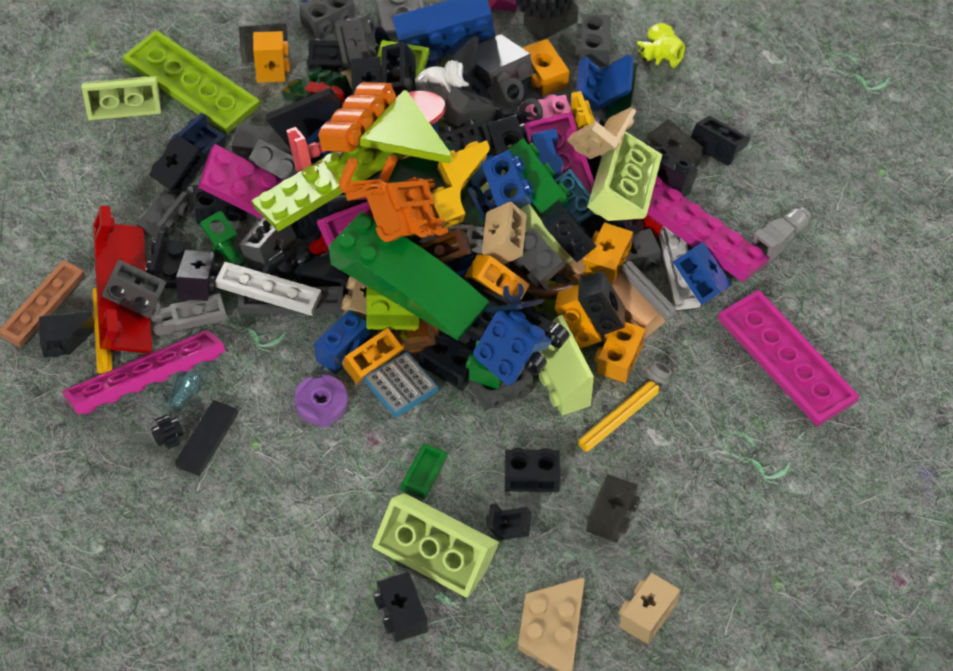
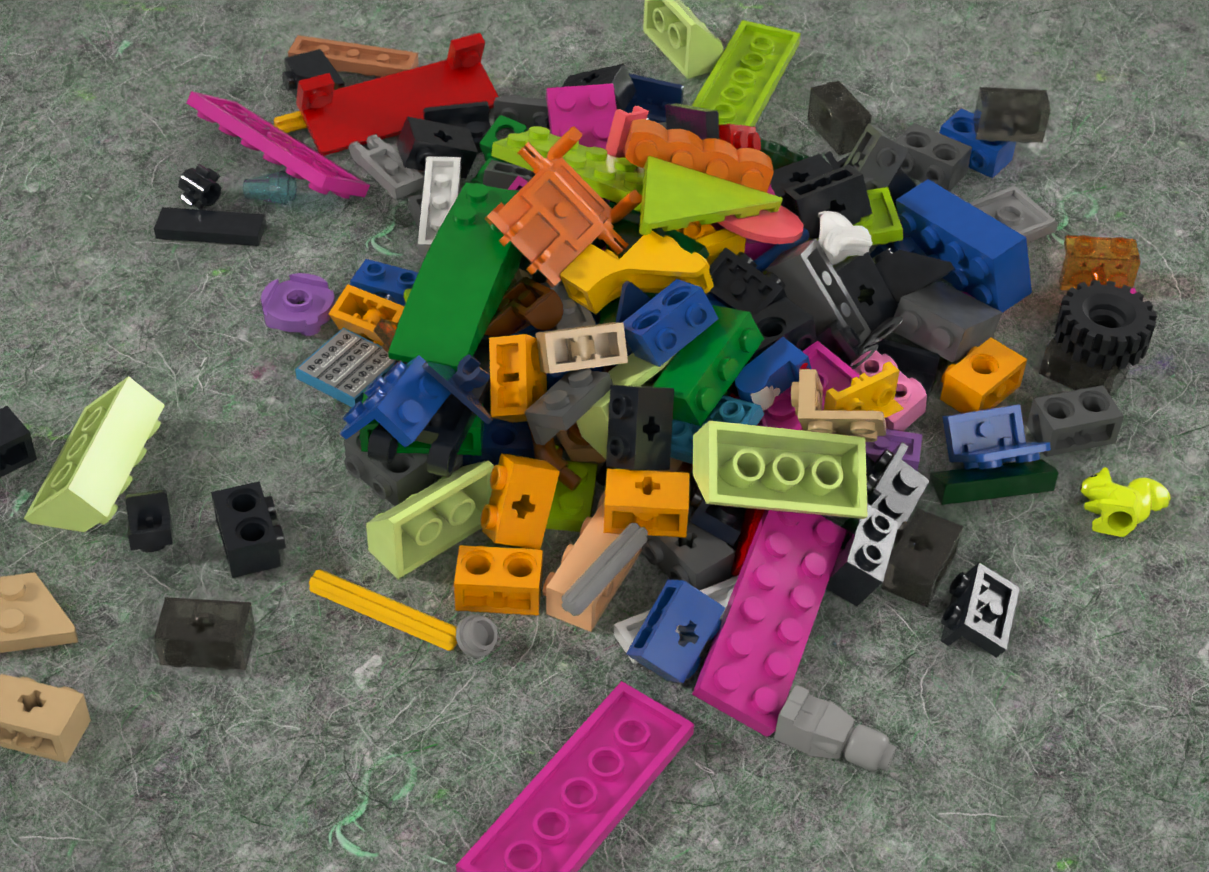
camera: 70 degrees right, 10 degrees down
(133, 288) = (382, 96): dark grey brick -> none
(270, 56) = (811, 117): light orange brick -> none
(424, 471) = (220, 427): green tile -> none
(601, 303) = (549, 528): black brick -> none

